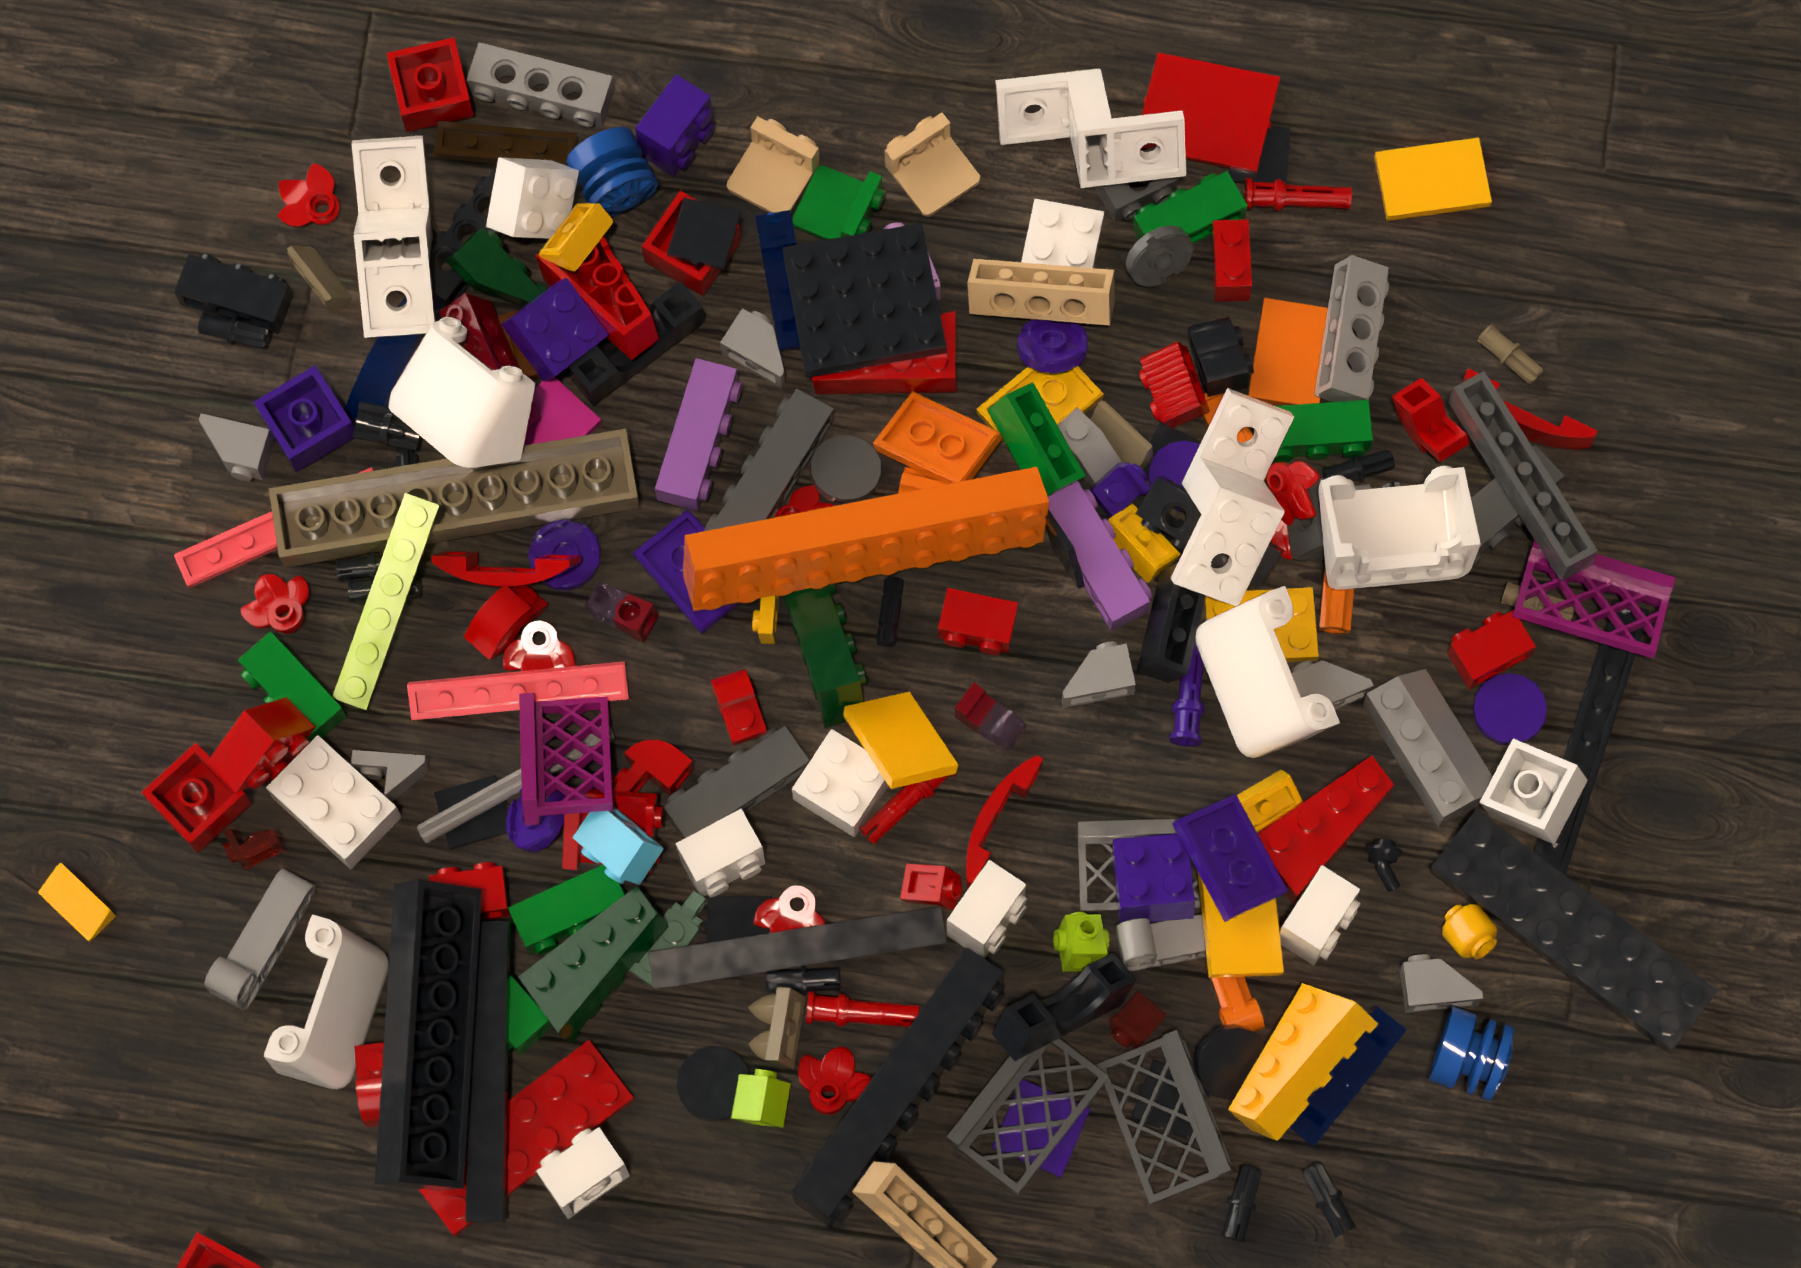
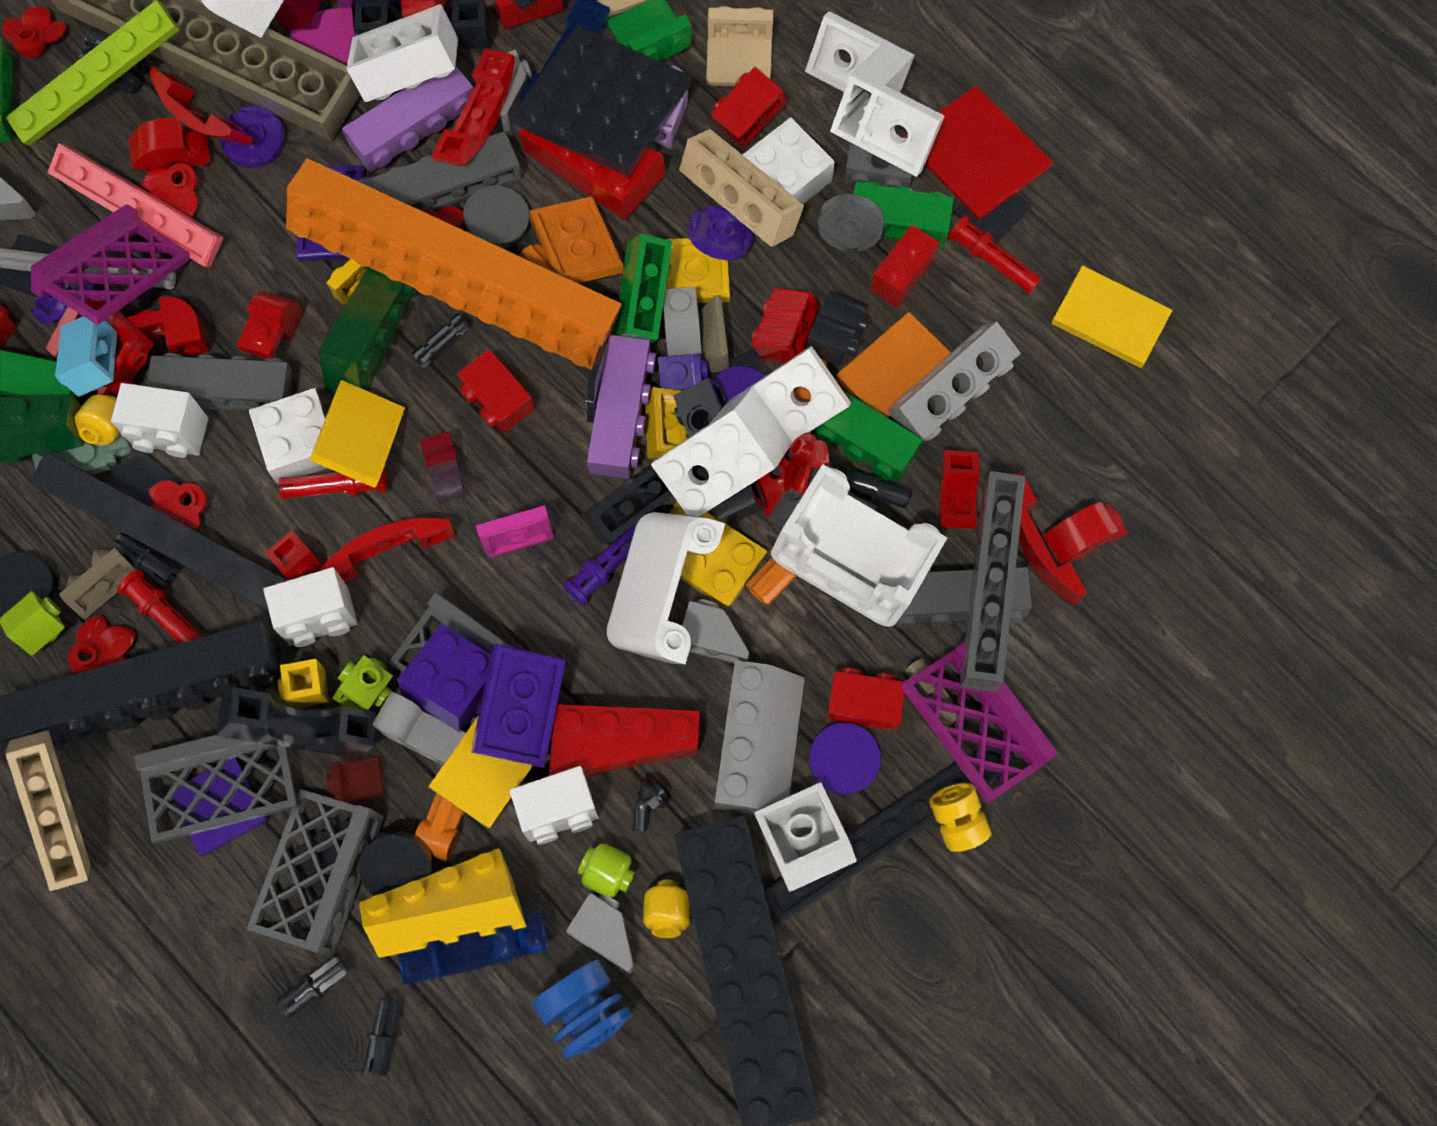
camera: 35 degrees right, 0 degrees up
(622, 611) = (253, 203): leg -> none
(657, 383) = (403, 54): none -> white brick
(669, 891) = (94, 420): none -> yellow head
(762, 386) = (481, 111): none -> red slope
(985, 214) = (748, 107): none -> red brick
(1032, 975) = (303, 684): none -> yellow brick
(1101, 677) = (560, 494): light grey slope -> none
(1101, 723) = (515, 531): none -> dark pink tile
(1270, 800) = (594, 687): yellow slope -> none
(1398, 937) = (606, 870): none -> lime head
(1510, 354) = (1065, 484): dark tan axle -> none
(1556, 381) = (1085, 532): none -> red brick
(1639, 685) = (960, 817): none -> yellow wheel

